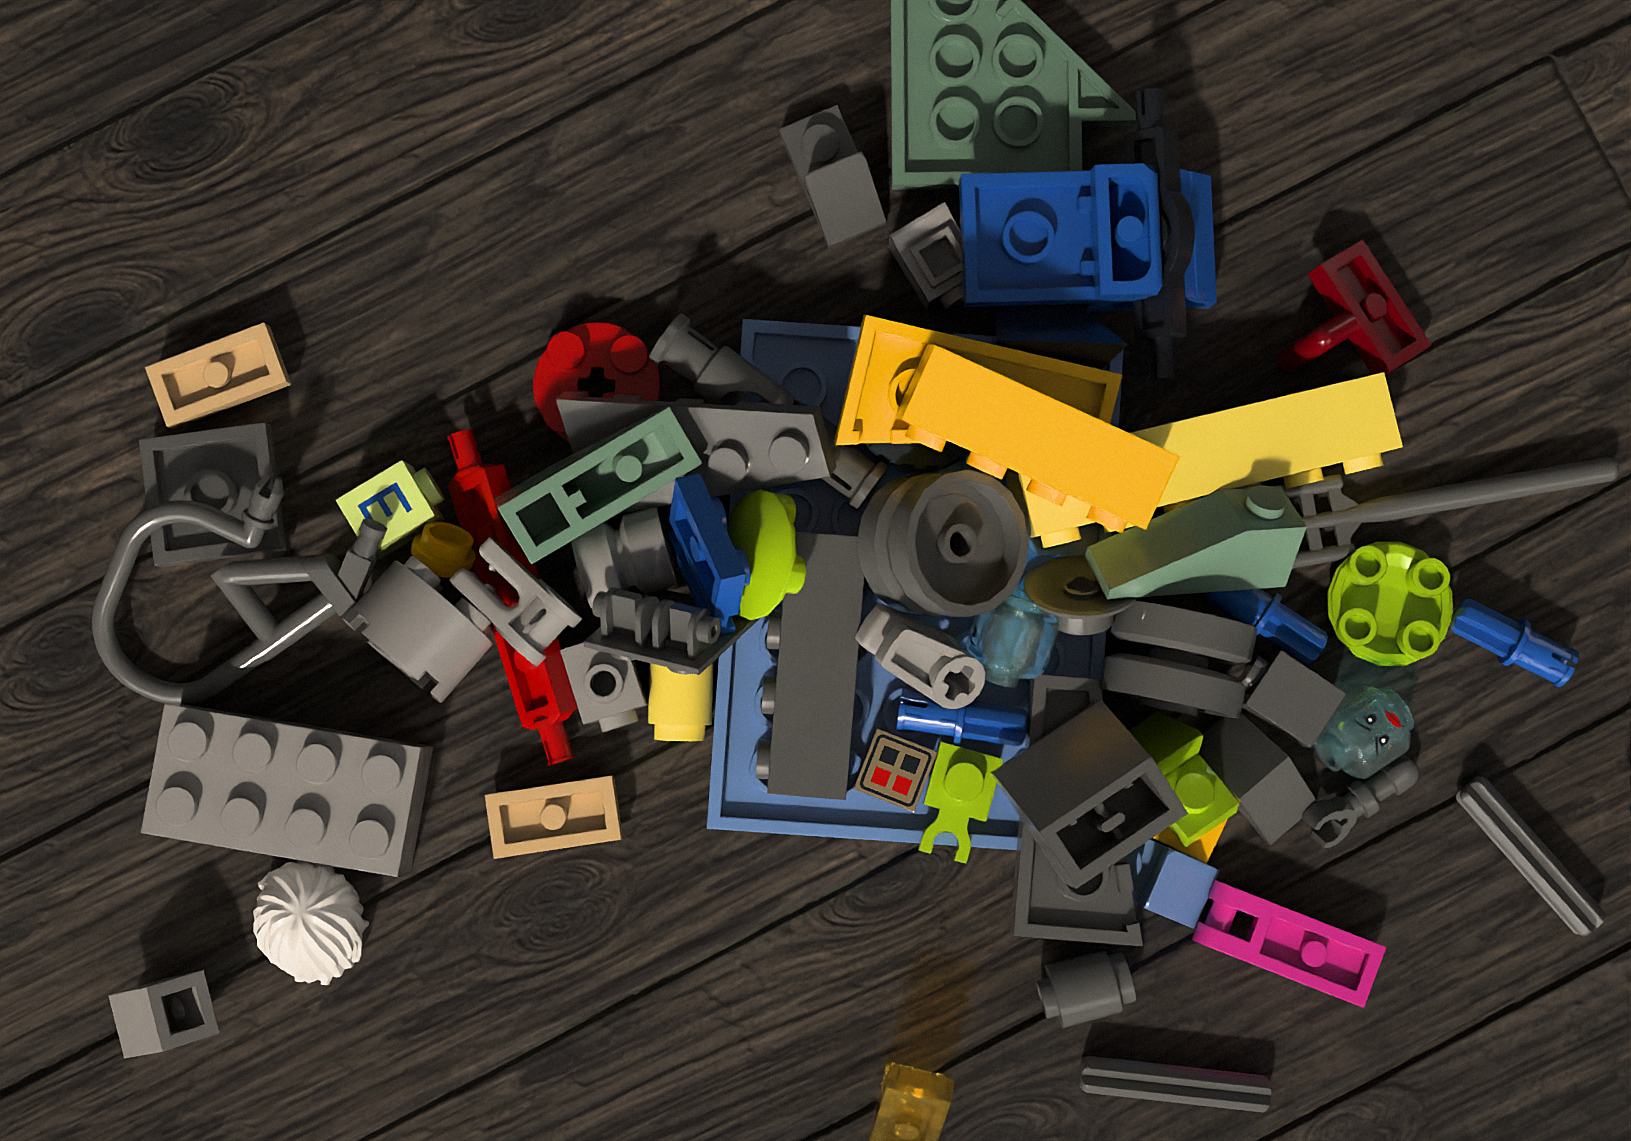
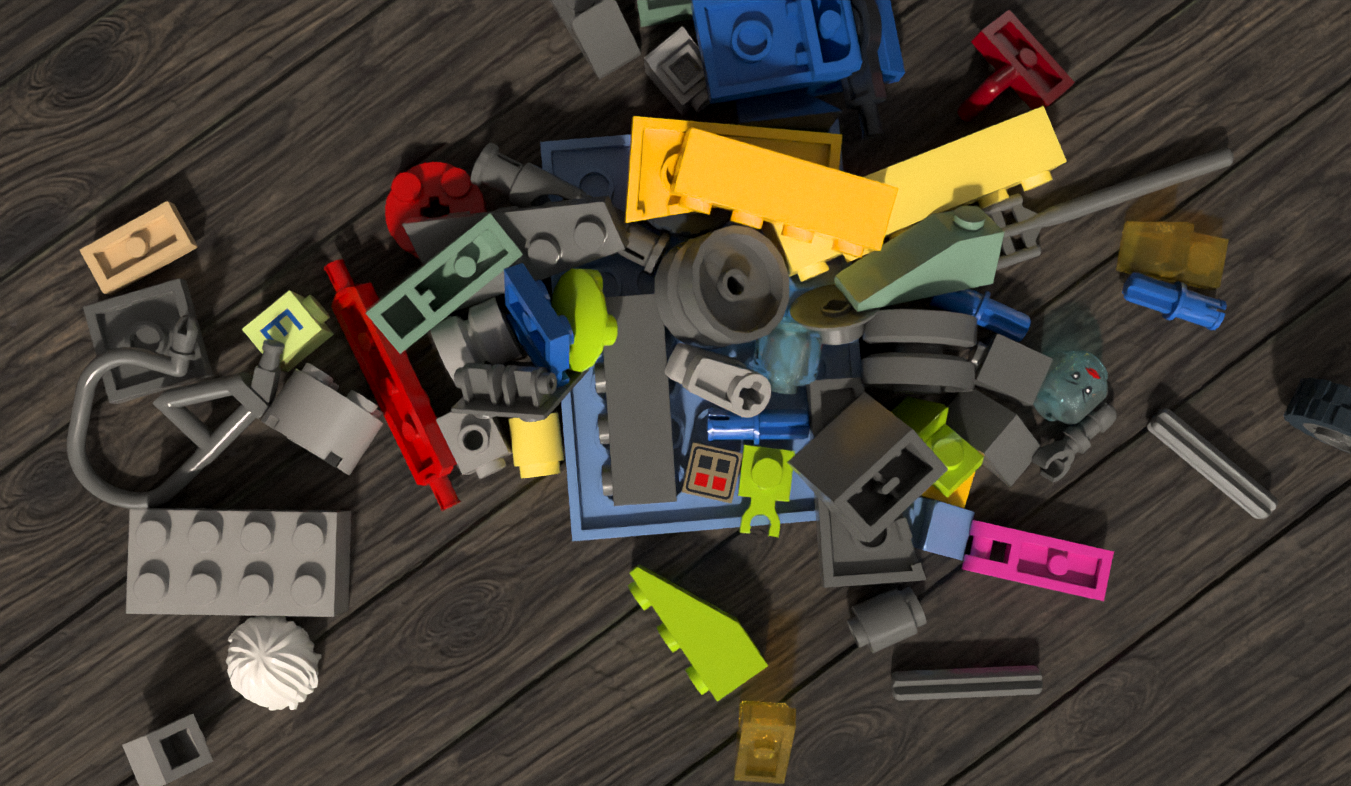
camera: 15 degrees left, 0 degrees up
(444, 548) = (334, 355): yellow plate -> none
(536, 617) = (411, 395): light grey piece -> none
(553, 816) = (452, 550): tan plate -> none
(860, 975) = (708, 636): none -> lime slope
(1390, 603) = (1074, 285): lime dish -> none
(1522, 582) = (1172, 253): none -> clear yellow slope

